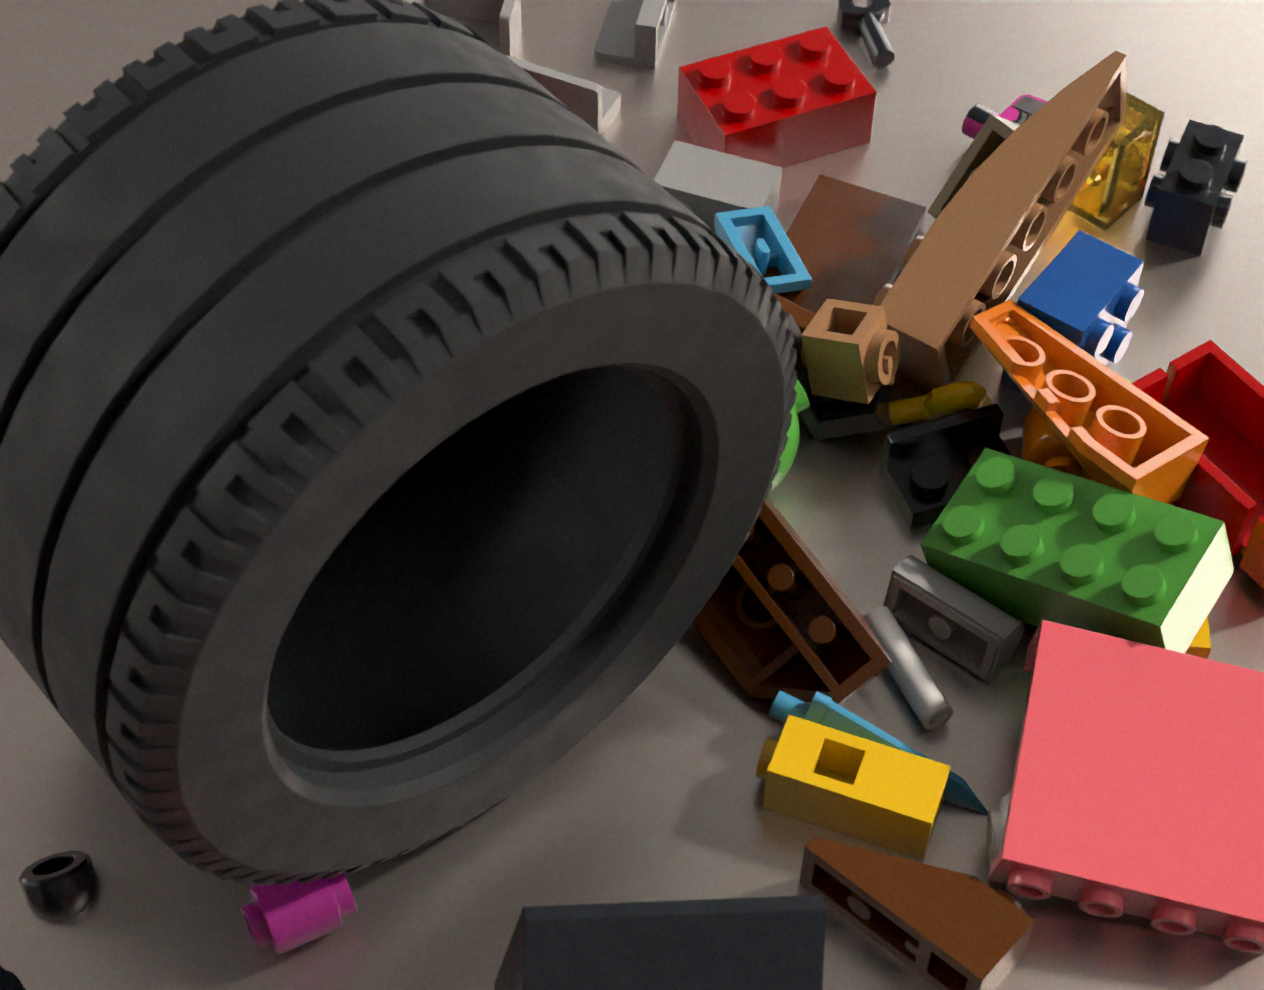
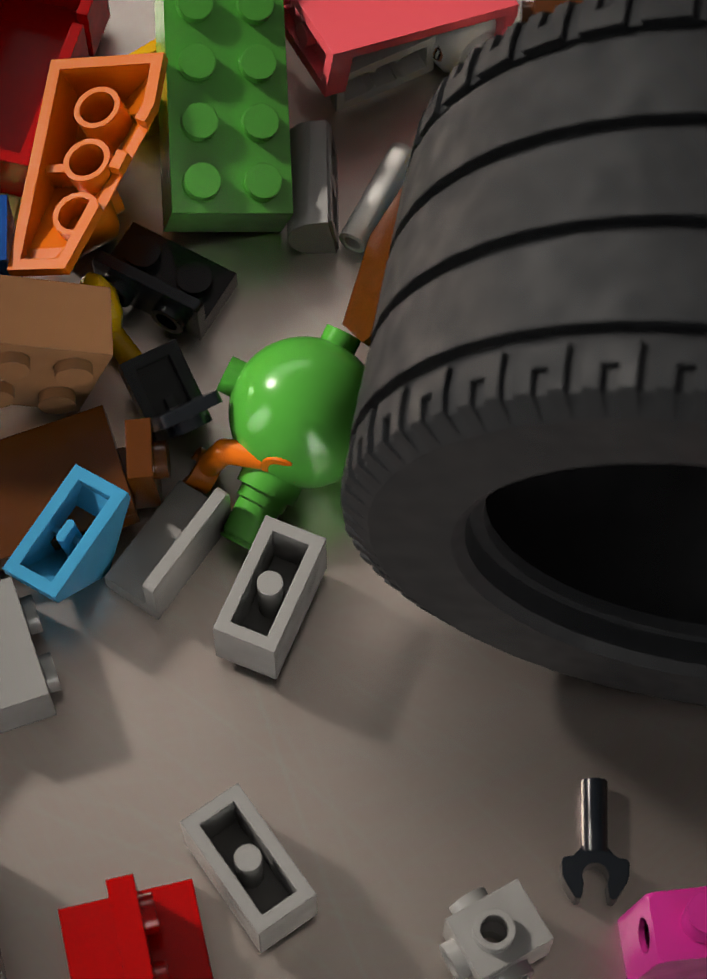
camera: 130 degrees left, 15 degrees up
(849, 351) = (151, 363): medium nougat brick -> none

